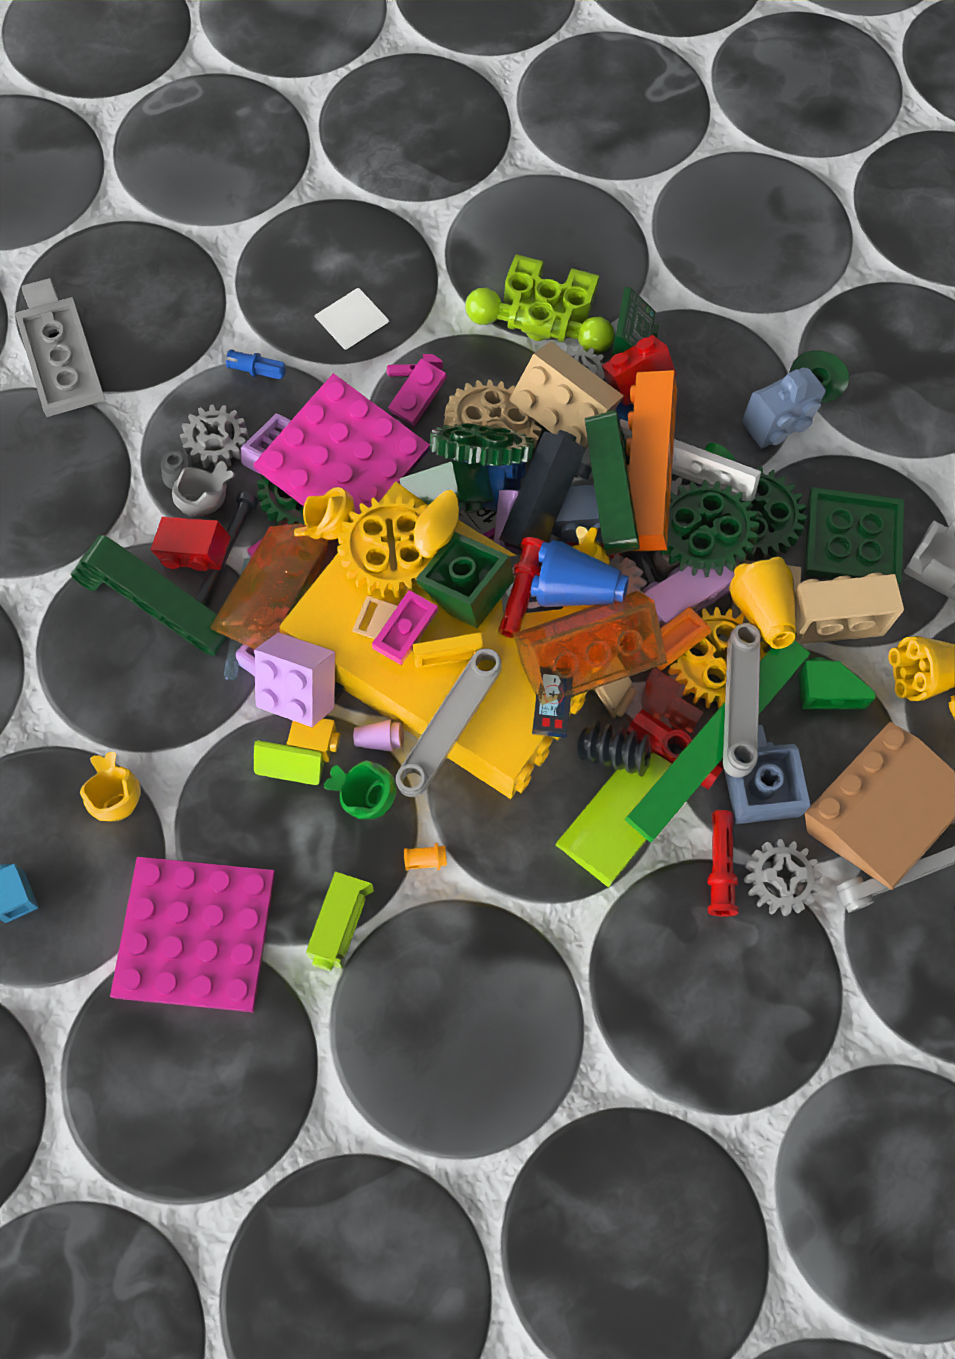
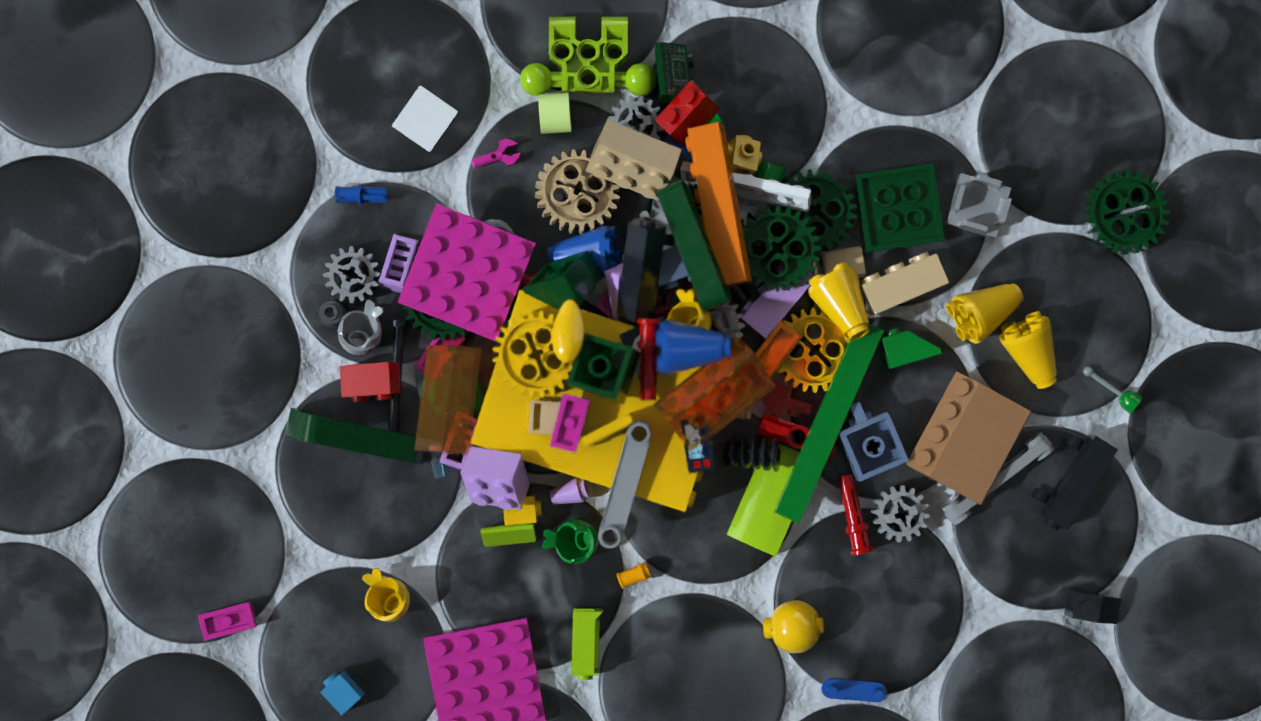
camera: 15 degrees left, 20 degrees up
(59, 364) = (196, 240): light grey hinge -> none
(326, 513) = (475, 337): yellow hat -> none
(417, 392) = (505, 180): dark pink plate -> none
(481, 444) = (580, 240): dark green gear -> none
(493, 339) = (554, 113): none -> yellowish green piece
(612, 979) = (794, 626): none -> yellow brick
(669, 1094) = (854, 690): none -> blue piece
(692, 428) = (744, 154): none -> yellow brick
(742, 700) = (839, 392): light grey piece -> none
(783, 407) = (818, 106): sand blue hinge -> none
(827, 369) = (841, 49): dark green dish -> none

